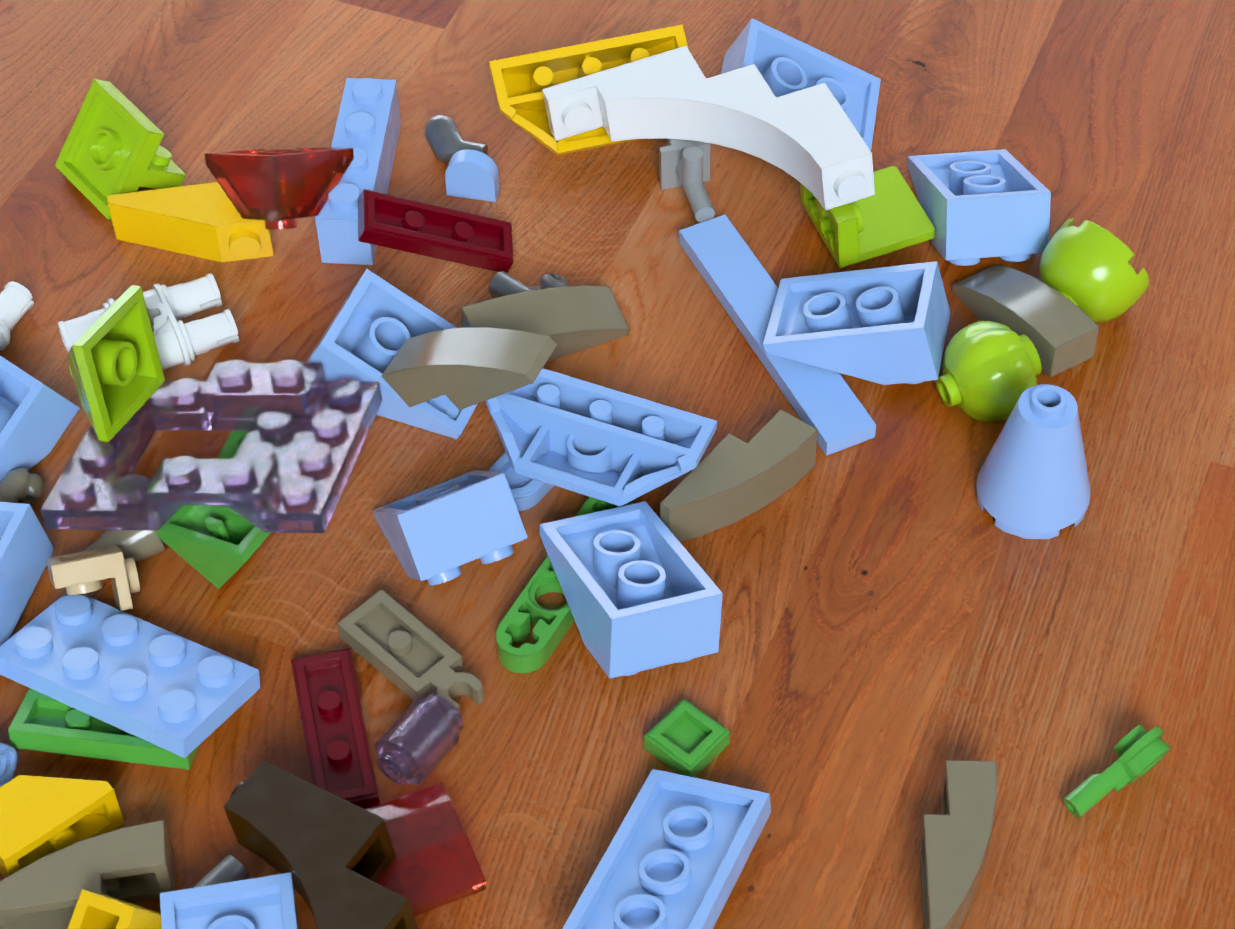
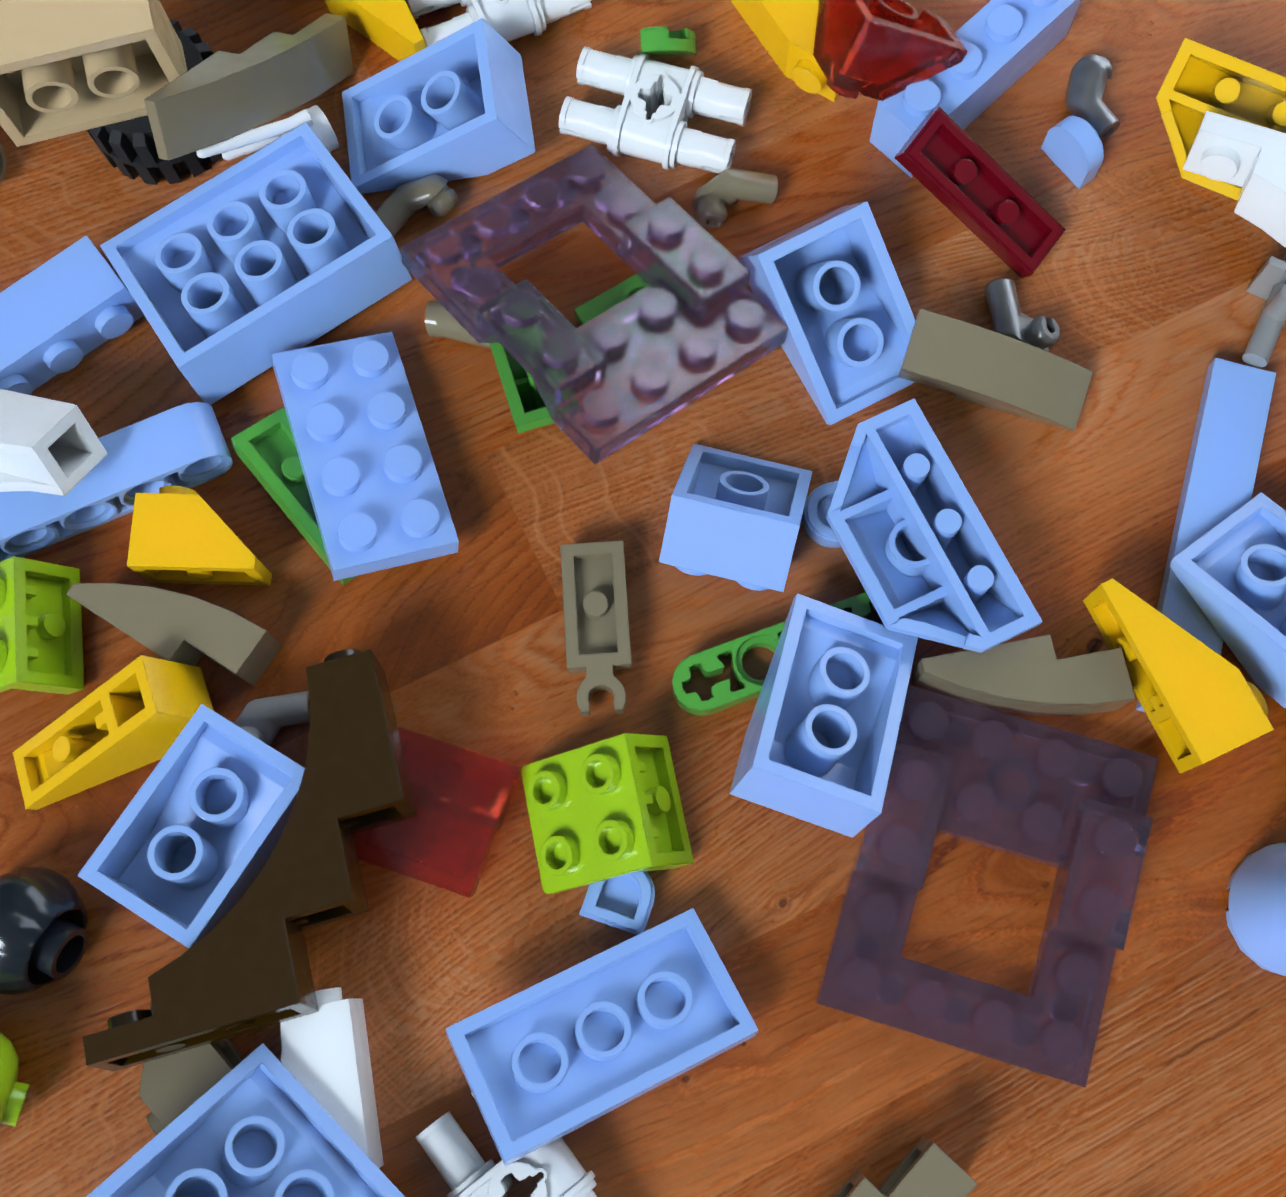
camera: 45 degrees right, 25 degrees up
(84, 571) = (409, 332): tan bracket -> none
(112, 286) = (662, 43): none -> bright green tile
(116, 364) = (564, 146): lime slope -> none
(255, 336) = (729, 187): none -> dark tan arm
(335, 727) = (483, 642): dark red tile -> none
(419, 740) = (532, 714): clear purple brick -> none
(467, 364) = (866, 384): dark tan slope -> none
(526, 764) = (606, 812): none -> lime bracket
(593, 810) = (621, 902): none -> light blue tile
(686, 739) = (753, 896): bright green tile -> none
(817, 545) = (1026, 795): none -> clear purple piece
(846, 402) = (1184, 686): none -> yellow slope

